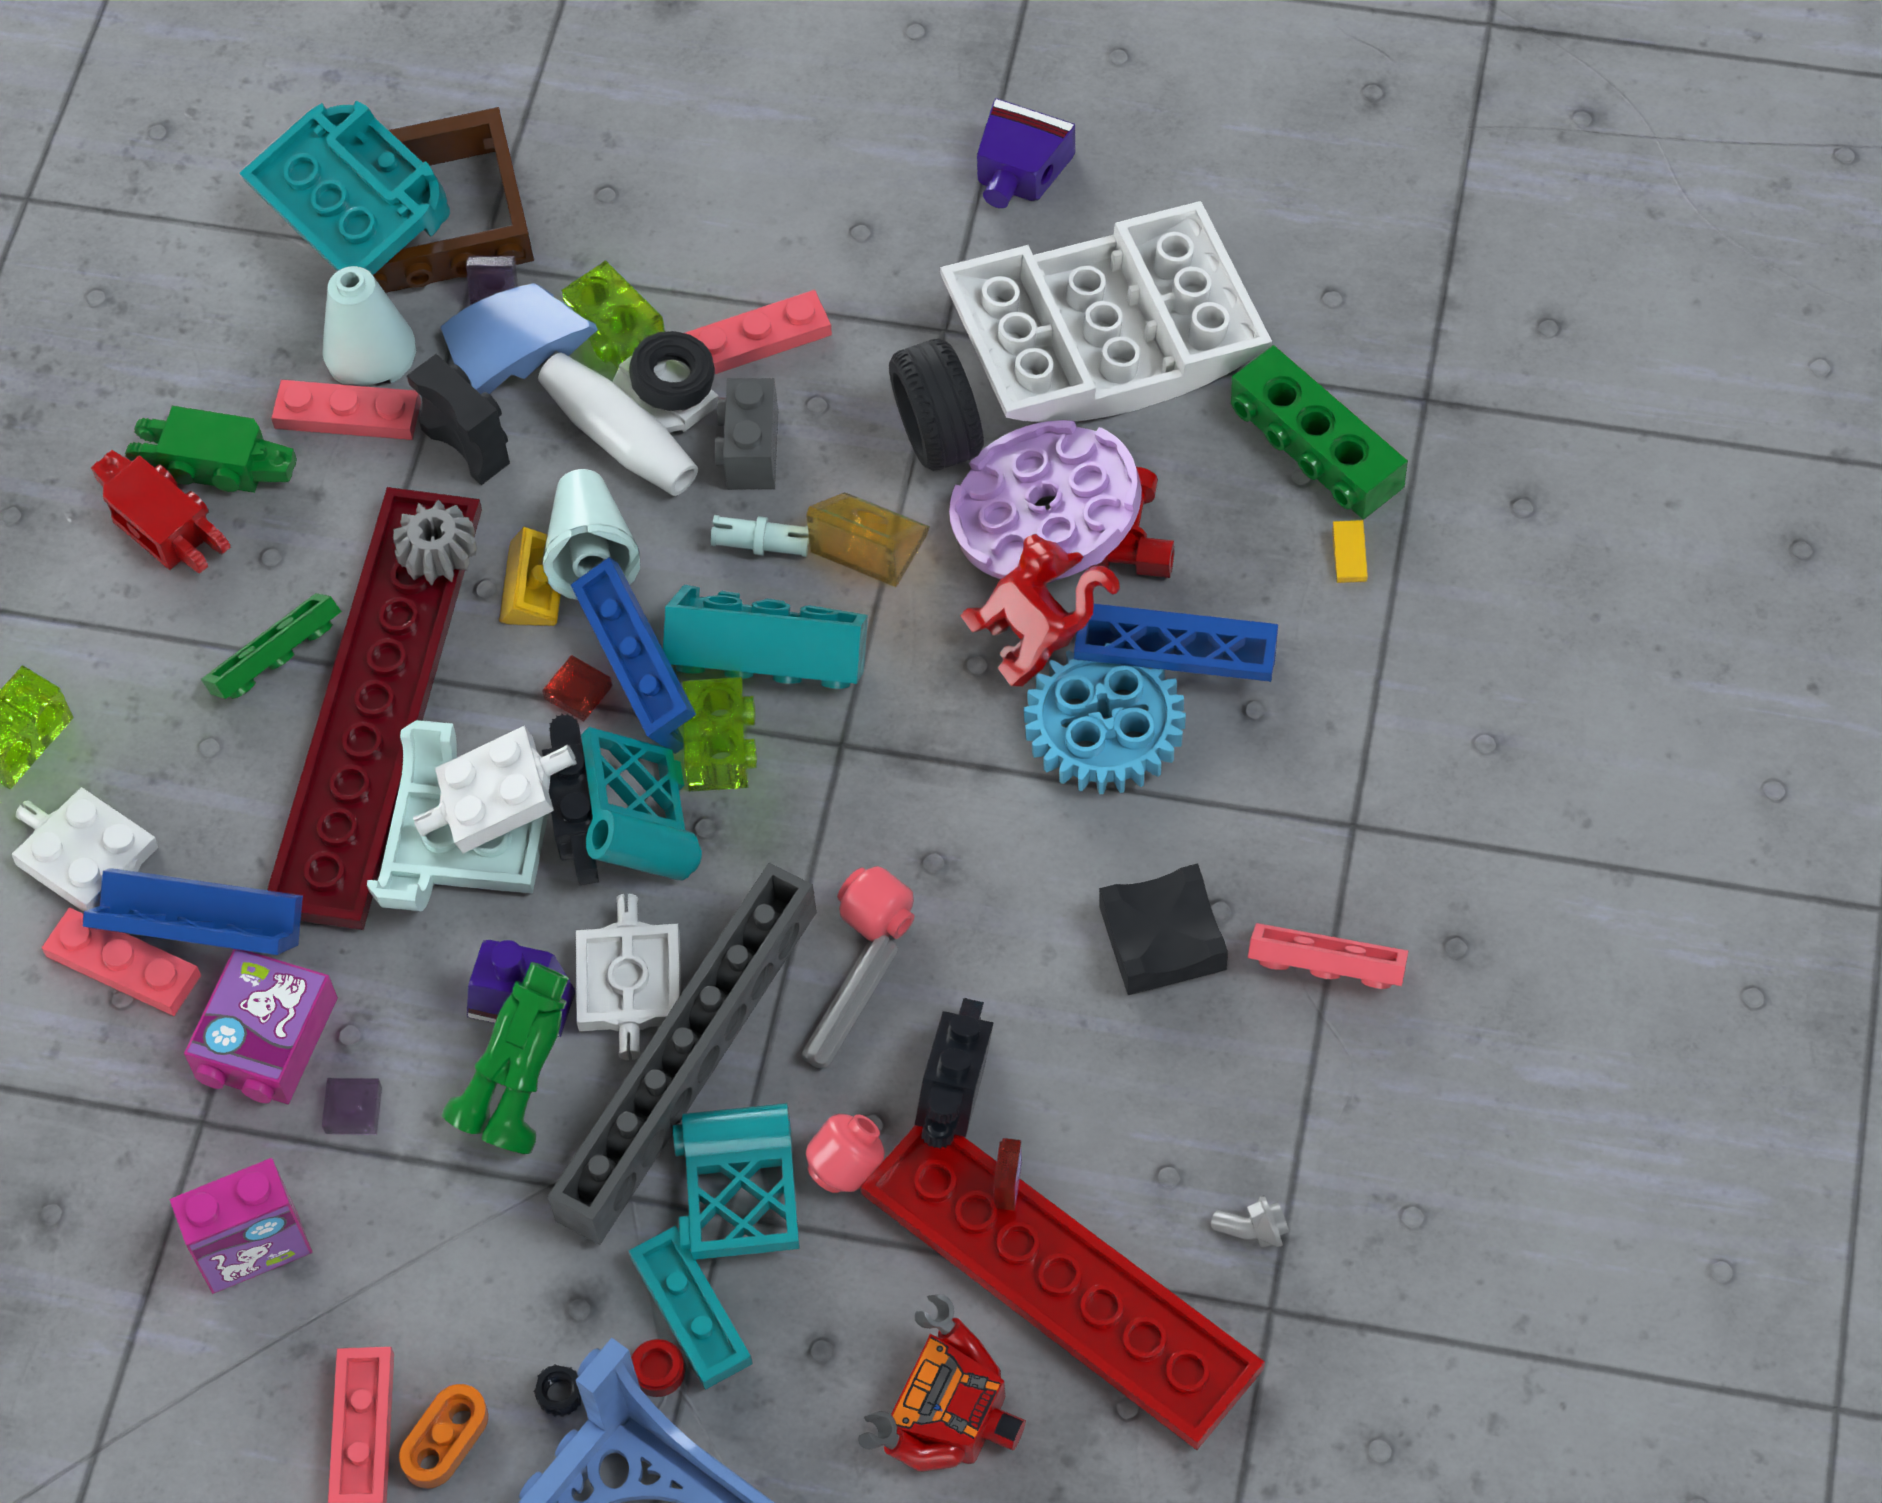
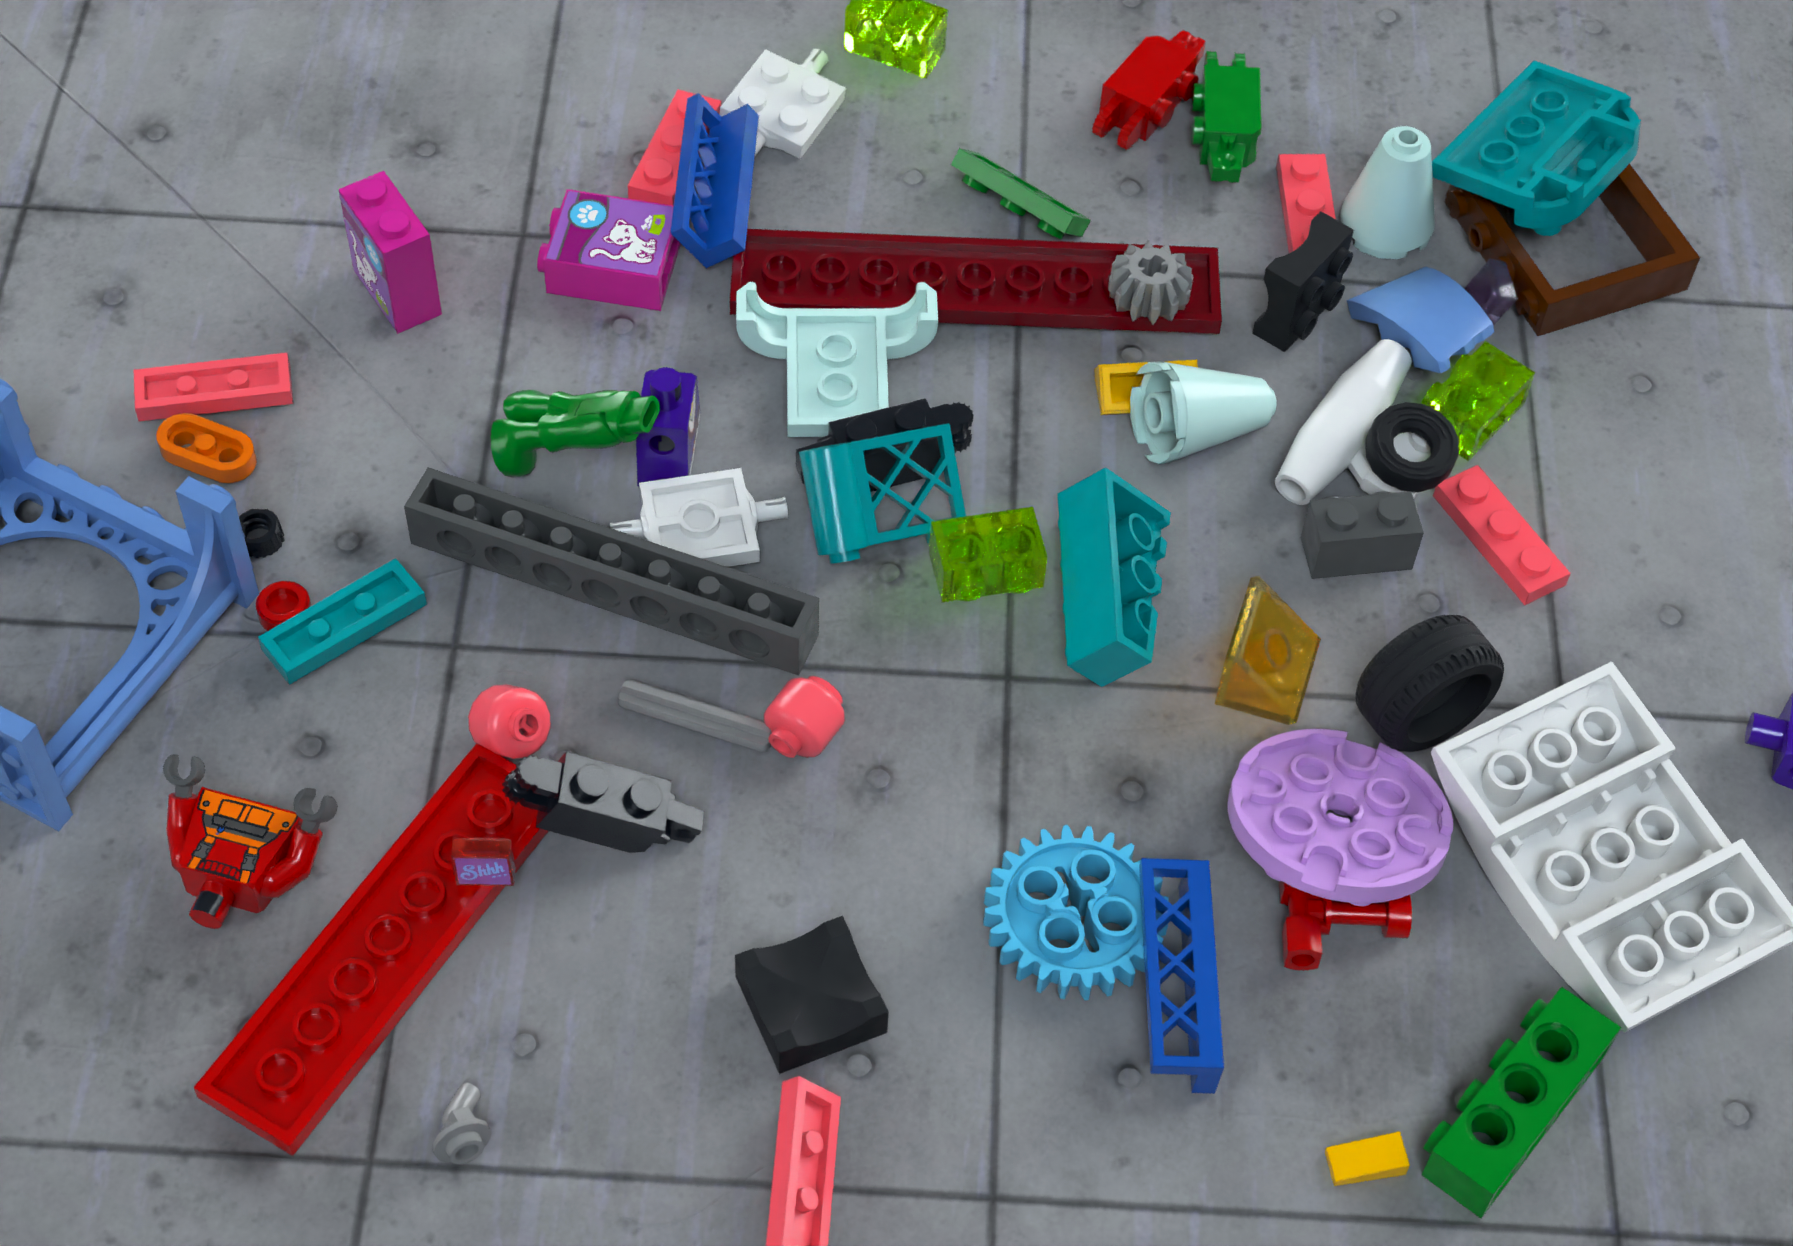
camera: 75 degrees right, 5 degrees down
(352, 1106) = (543, 334): clear purple plate -> none
(494, 789) = (872, 366): white plate -> none
(577, 688) = (1026, 439): clear red tile -> none
(634, 653) = (1061, 460): blue fence -> none
(729, 1143) = (520, 628): teal piece -> none
(760, 535) = (1239, 558): light aqua pin -> none
(1031, 610) = (1180, 811): red animal -> none

